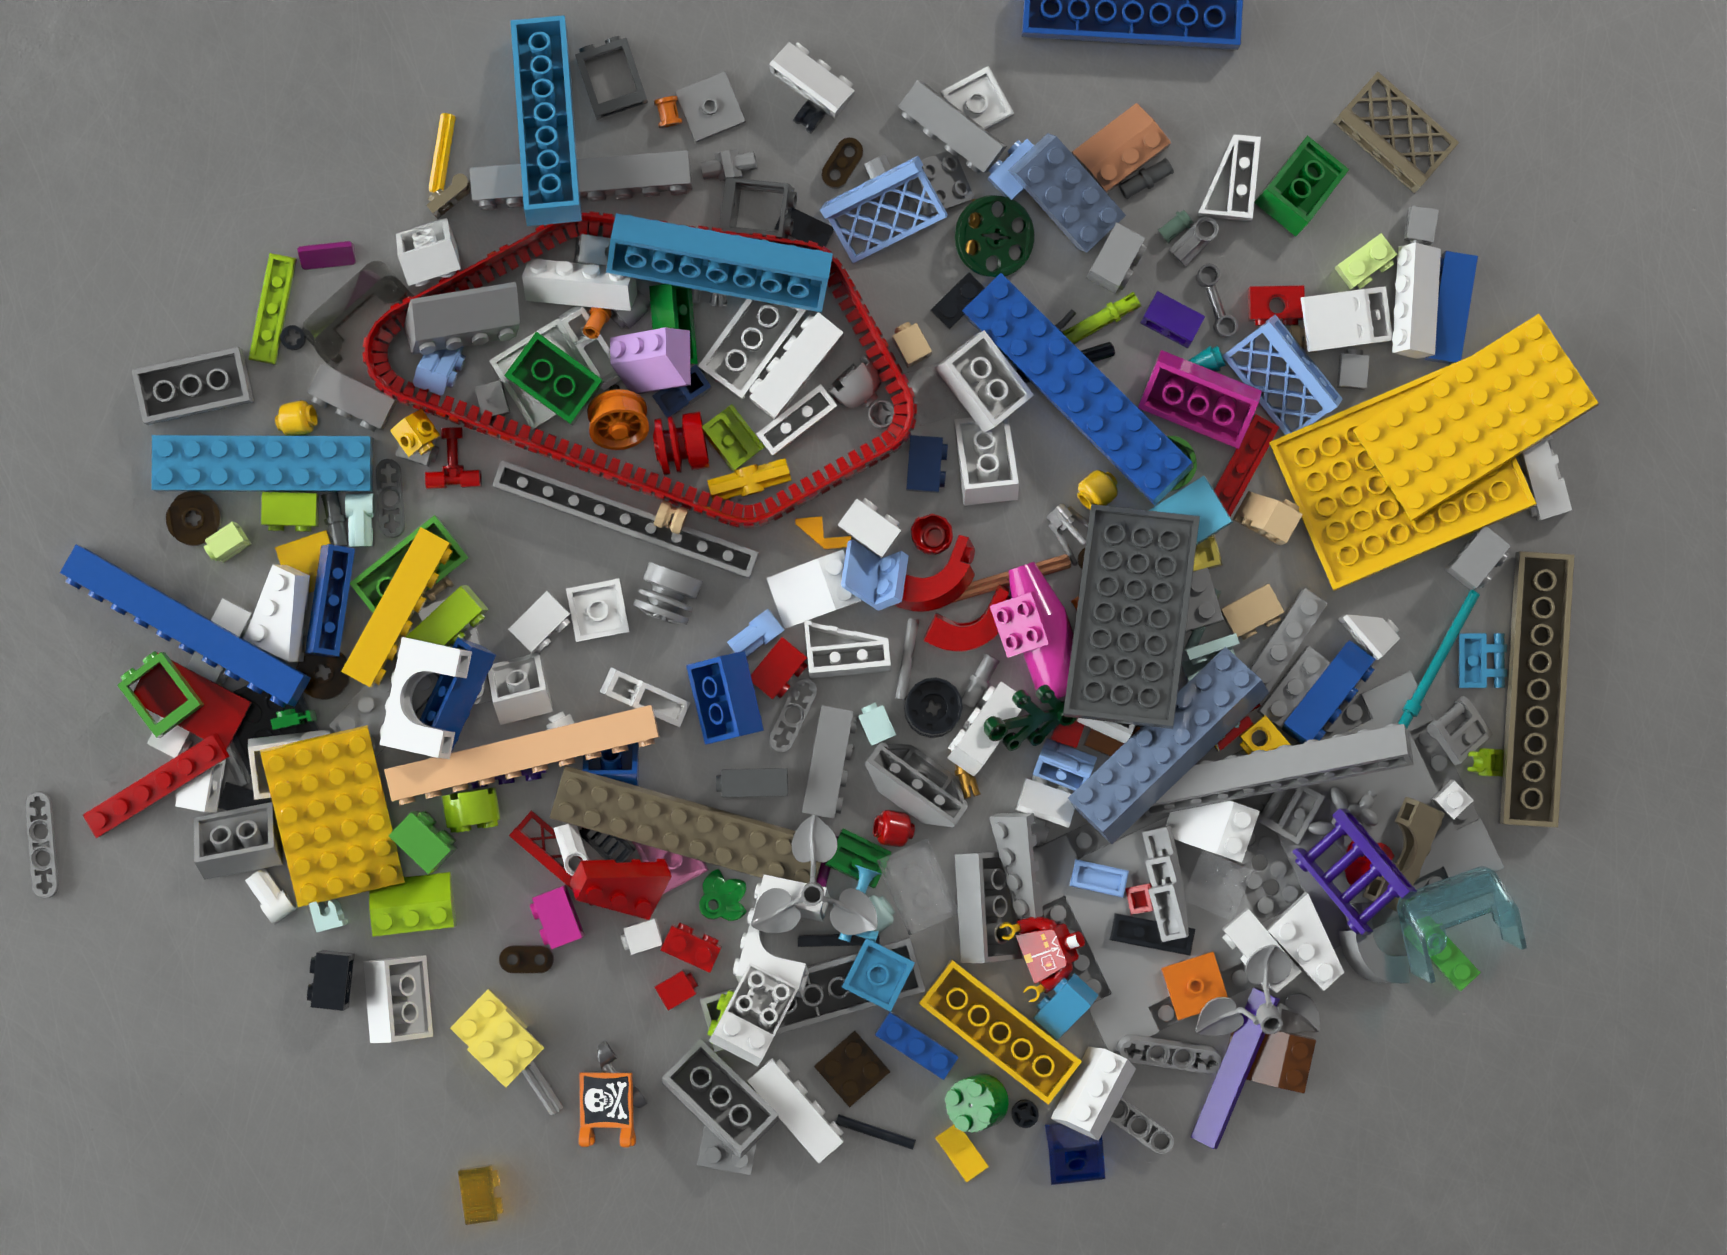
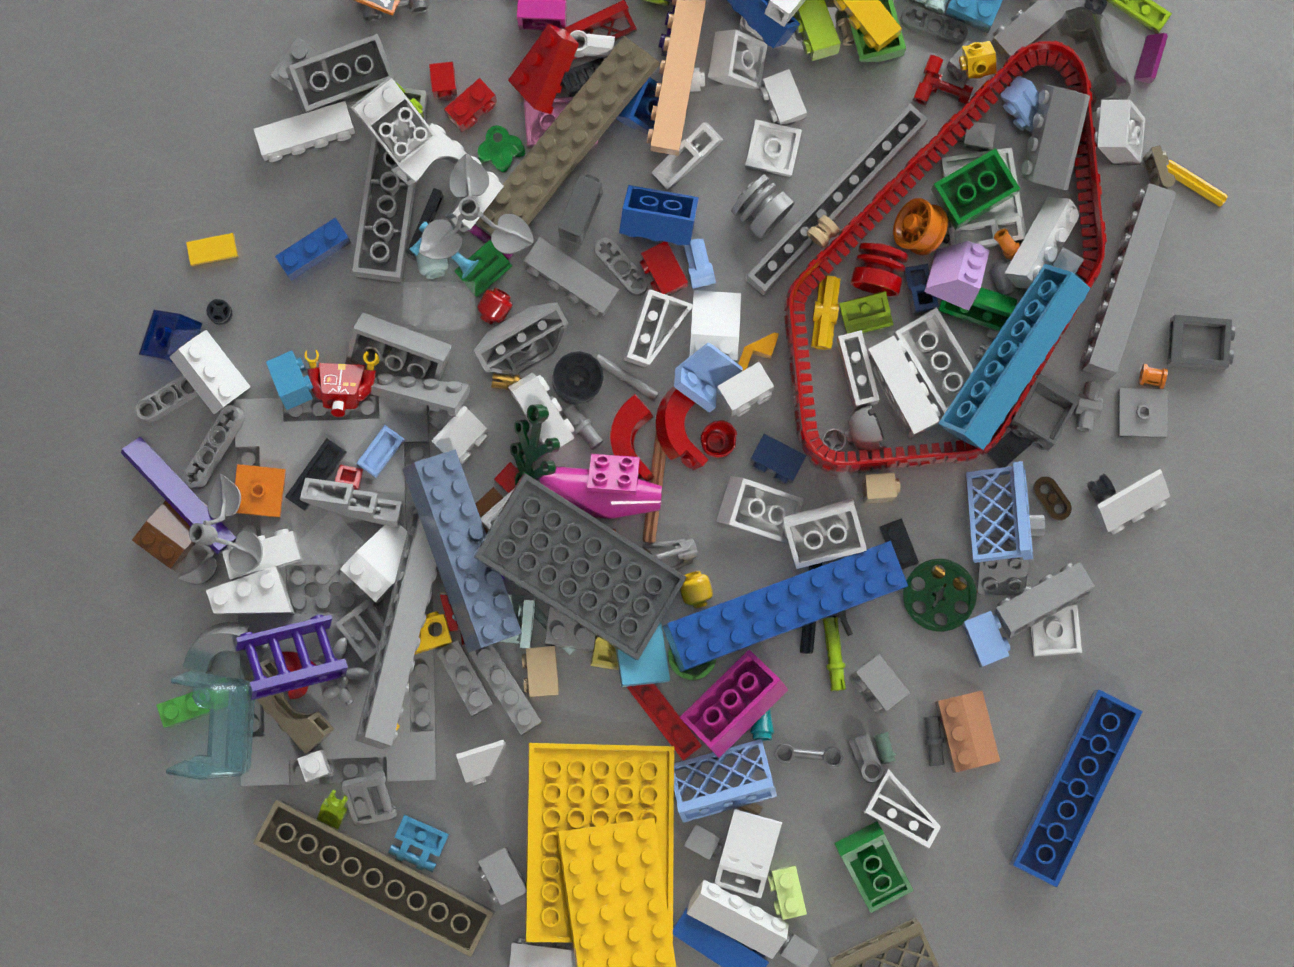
camera: 115 degrees right, 5 degrees down
(546, 121) = (1188, 268): dark azure brick -> none
(641, 936) = (497, 71): white brick -> none
(852, 1068) = (318, 191): dark brown plate -> none
(876, 723) = (584, 328): light aqua brick -> none
(876, 1132) = (259, 188): black bar -> none
(878, 974) = (381, 238): dark azure plate -> none
(977, 1103) = (244, 275): piece -> none
(1000, 1031) = (293, 319): yellow brick -> none
(1064, 765) = (484, 463): light blue brick -> none
(1067, 192) = (951, 668): sand blue brick -> none
(1172, 319) = (809, 711): dark purple hinge -> none
(1260, 297) = (795, 791): red brick -> none
(1268, 517) = (613, 716): tan wedge -> none
(1329, 693) = (446, 704): blue brick -> none
(1413, 707) = (405, 767): teal bar -> none

